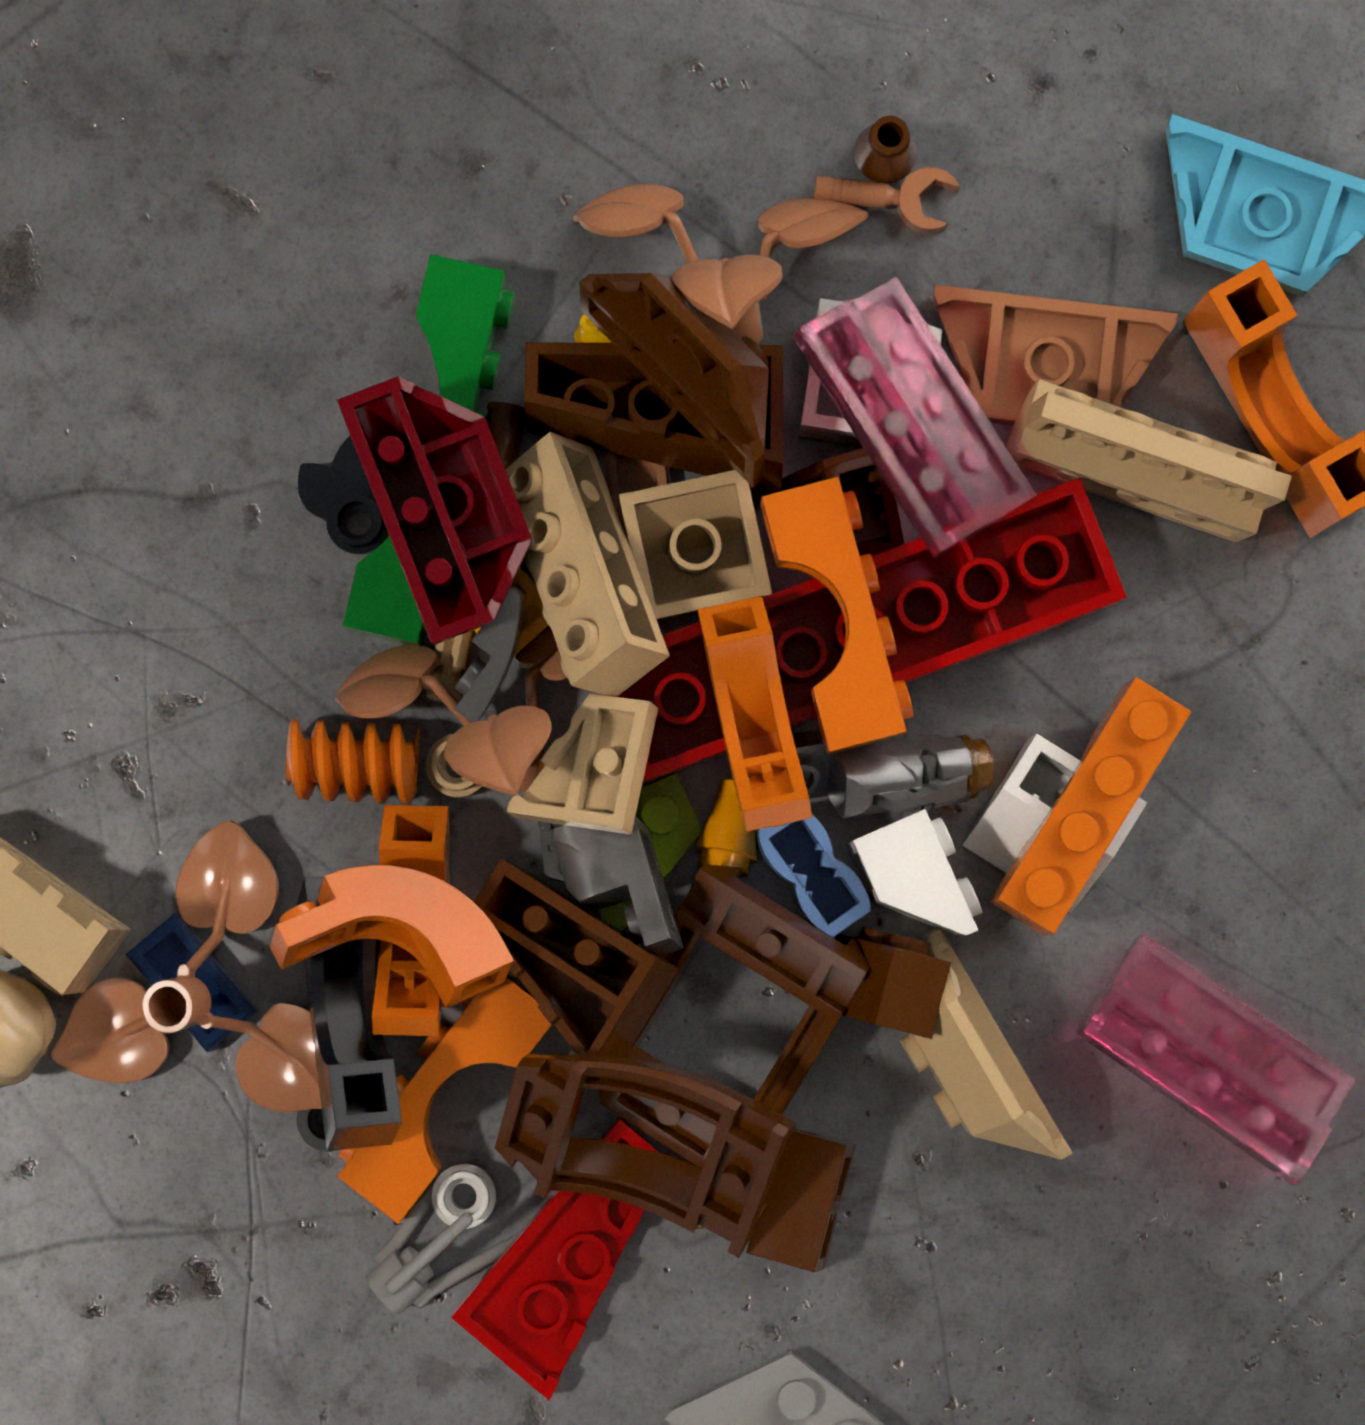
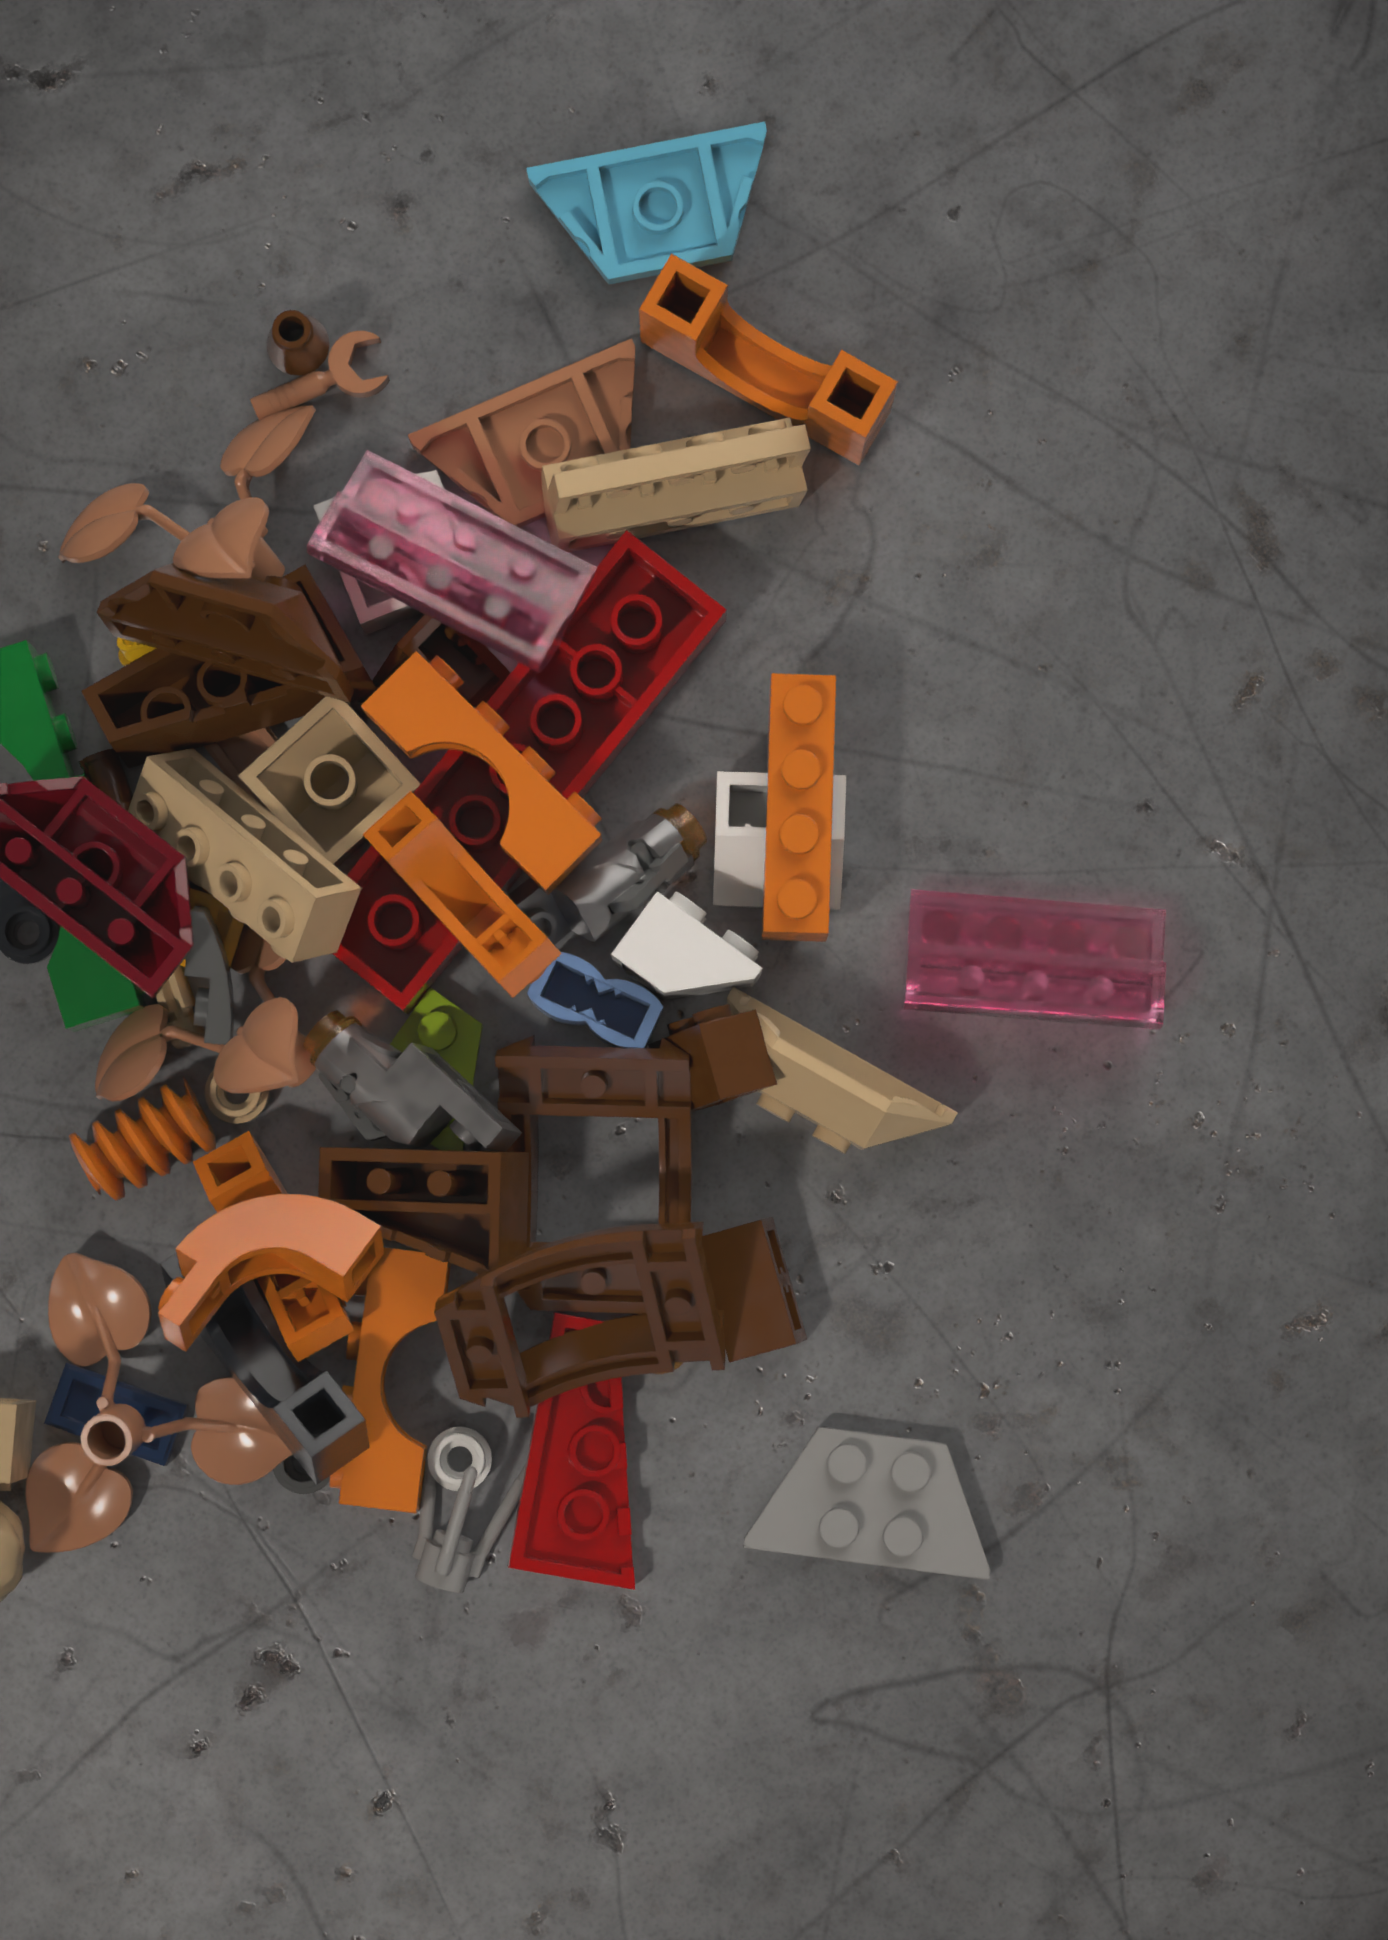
camera: 30 degrees left, 0 degrees up
(594, 768) = (353, 1022): tan wing -> none
(725, 835) = (503, 1017): light orange cone -> none

